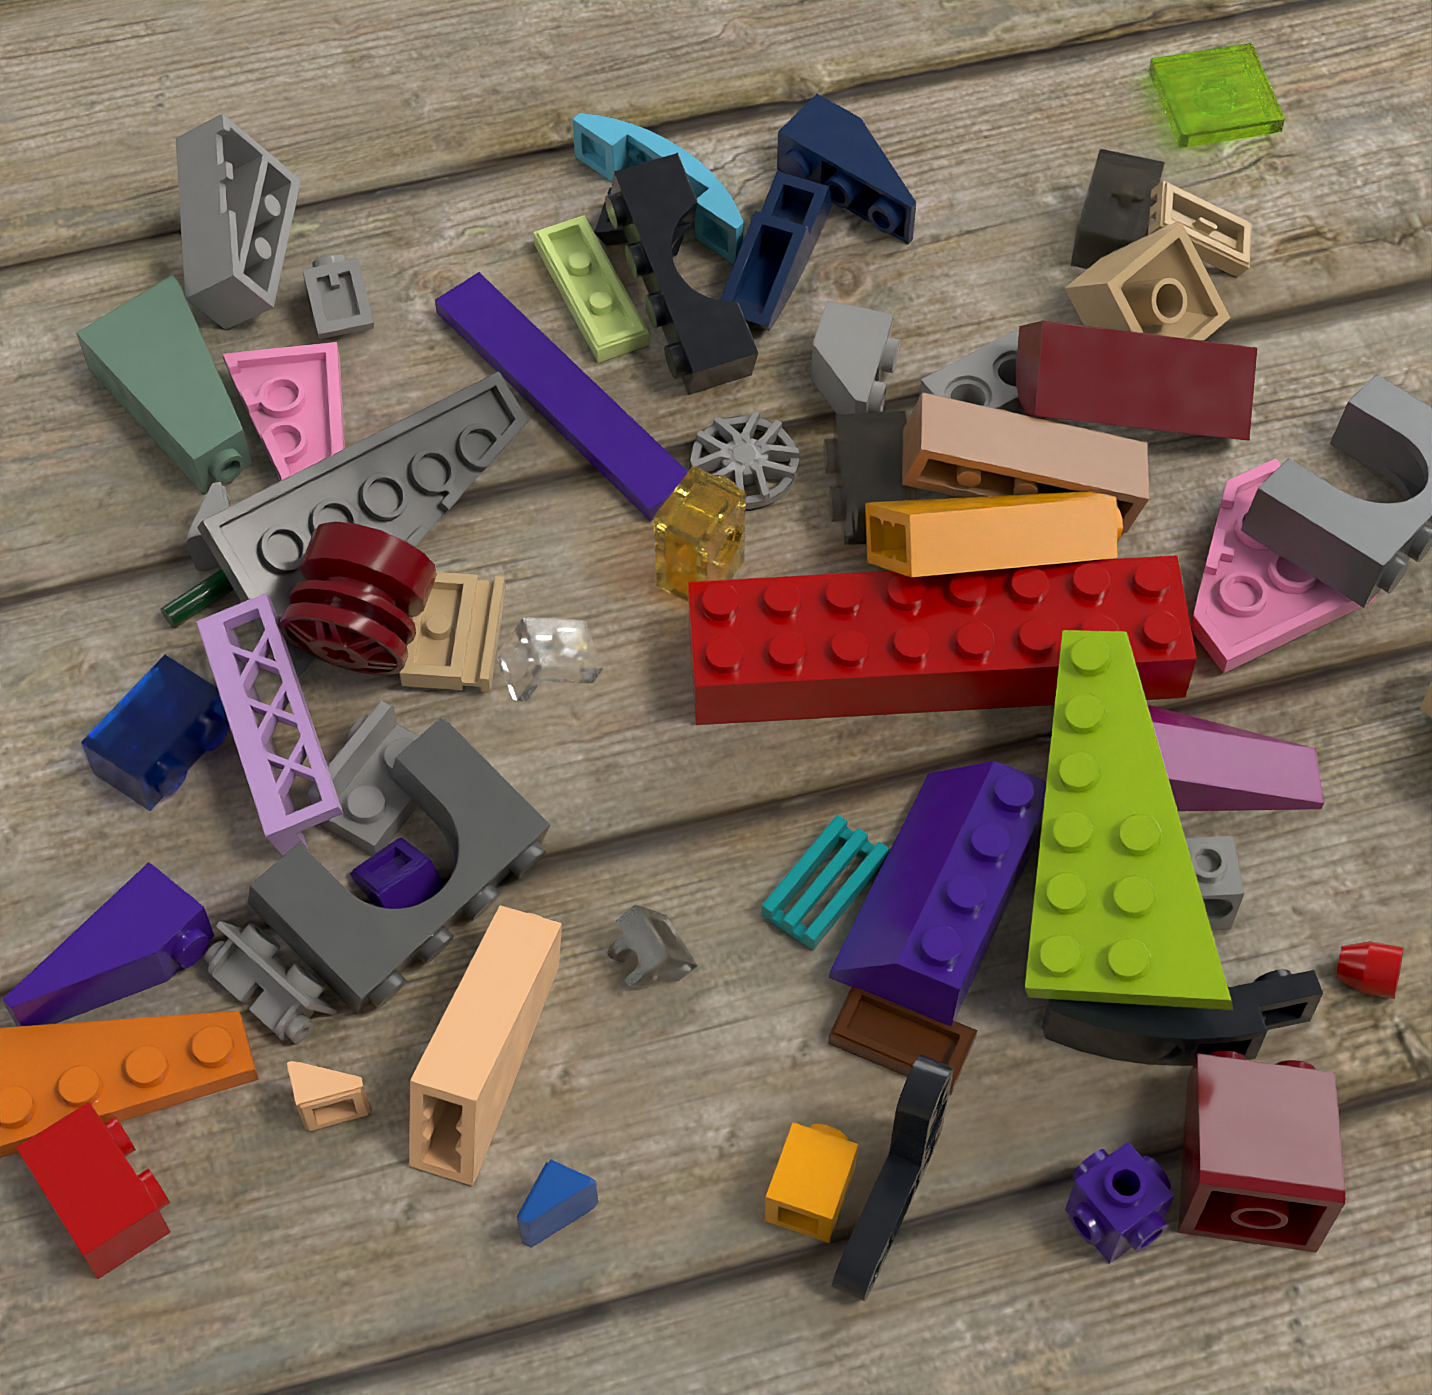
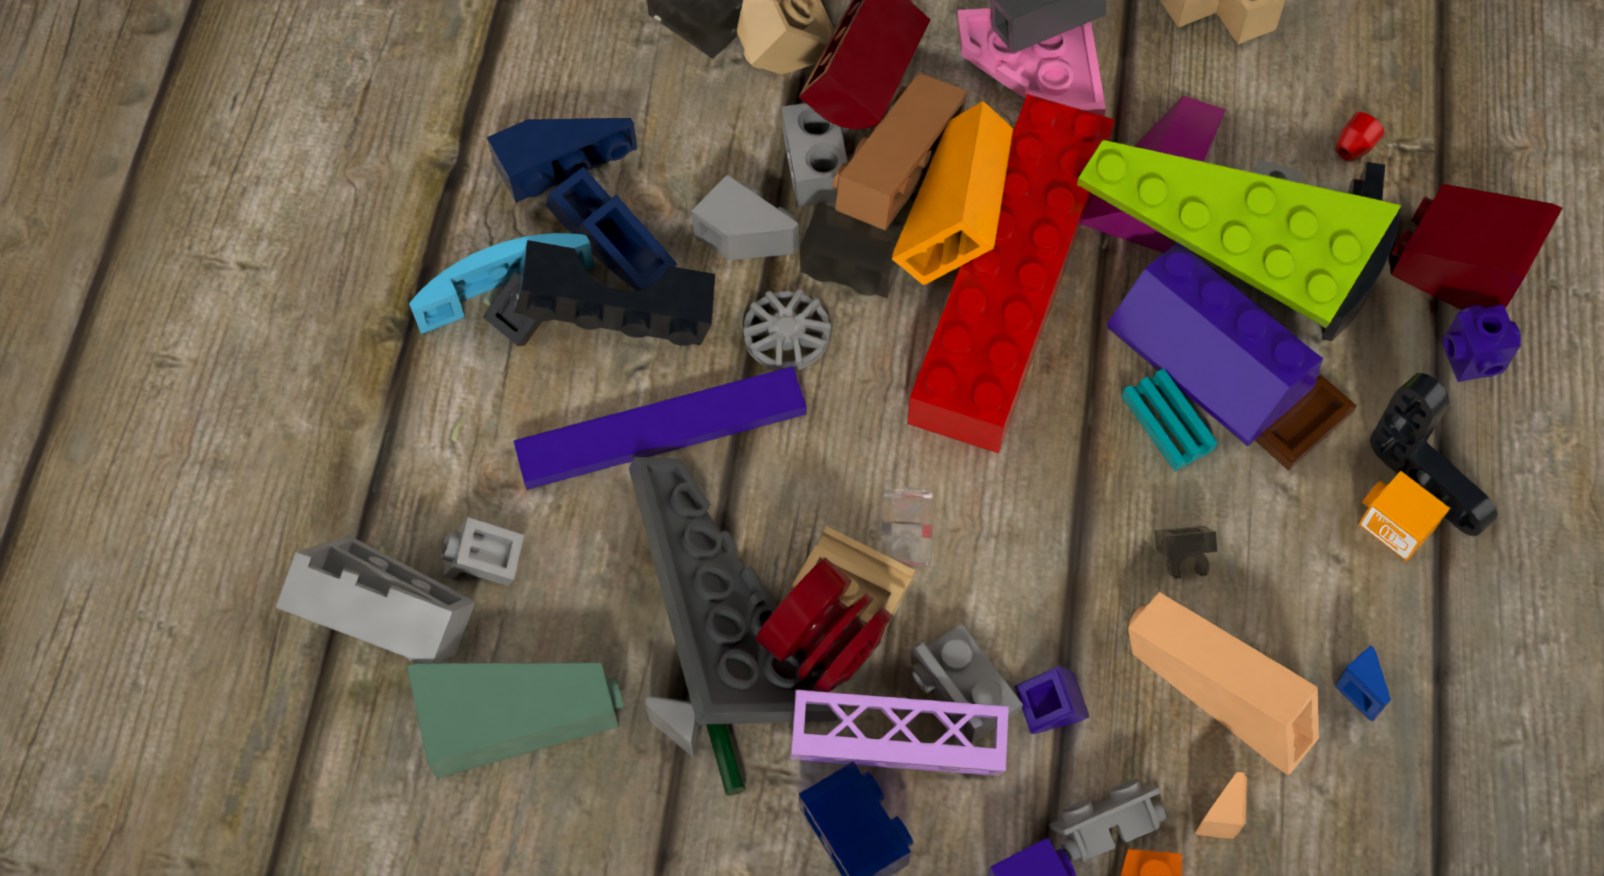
camera: 65 degrees left, 5 degrees up
(292, 402) = (584, 623): bright pink wing -> none
(367, 947) = (1059, 620): dark grey arch -> none
(591, 289) = (566, 370): yellowish green tile -> none
(699, 532) = (868, 375): clear yellow brick -> none

